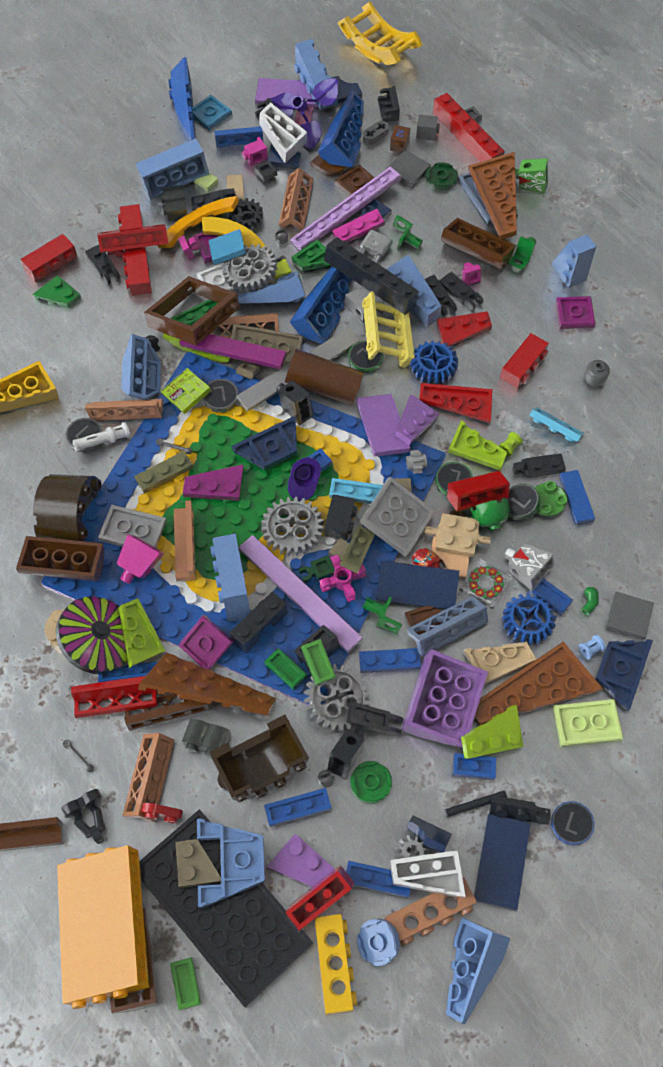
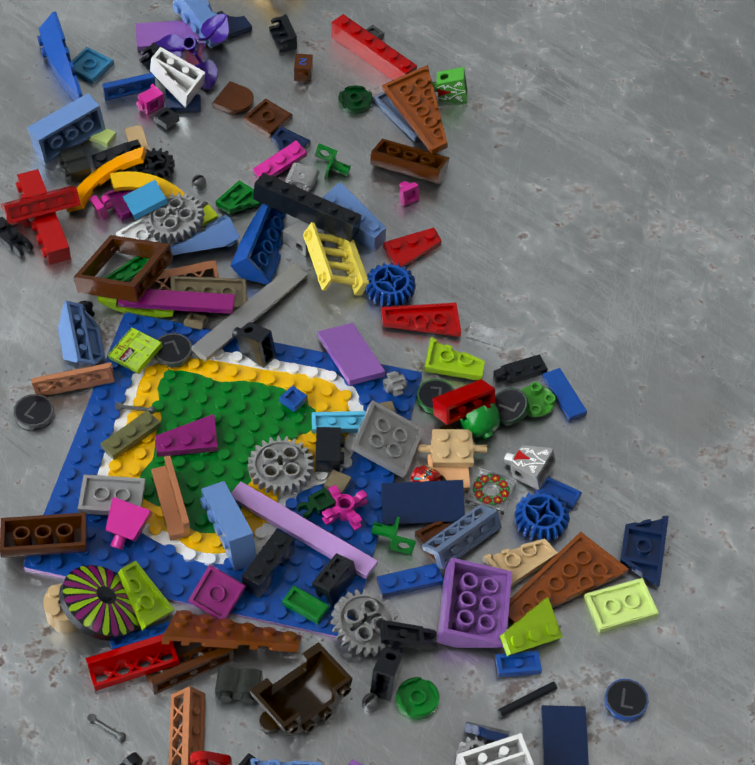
camera: 15 degrees left, 10 degrees down
(61, 504) = (32, 482): dark brown cylinder -> none
(109, 435) = (62, 407): white pin -> none
(270, 445) = (237, 391): dark blue wing -> none
(293, 196) = (201, 140): nougat fence -> none
(297, 807) = (348, 734): blue plate -> none
(304, 478) = (282, 416): dark purple piece -> none
(318, 662) = (340, 588): bright green tile -> none
(324, 376) = (280, 314): reddish brown brick -> none
(342, 138) = (241, 71): blue wedge -> none
(346, 208) = (261, 145): lavender tile -> none
(357, 549) = (354, 475): olive plate -> none
(359, 358) = (312, 294): black tile -> none
(377, 130) = (277, 61): dark grey beam -> none
(410, 167) = (318, 96): dark grey tile -> none
(415, 420) = (383, 344): medium lavender wing -> none
(427, 127) = (329, 51): dark grey brick -> none
(441, 294) = (384, 218): black hinge -> none
(461, 291) = (401, 211): black hinge -> none
(511, 443) = (486, 352): lime bush -> none
(519, 810) = (571, 695): black hinge -> none
(523, 252) = (457, 164): green bracket -> none
(524, 361) = (483, 270): red brick -> none
(556, 425) = (528, 328): medium azure plate -> none
(575, 260) = (513, 164): medium blue wedge -> none
(575, 312) = (524, 216): magenta tile -> none
(592, 647) = (609, 533): light blue bush -> none
(593, 600) = (602, 490): green arm -> none
(597, 373) = (559, 271): dark grey head -> none
(630, 615) = (641, 498): dark grey tile -> none

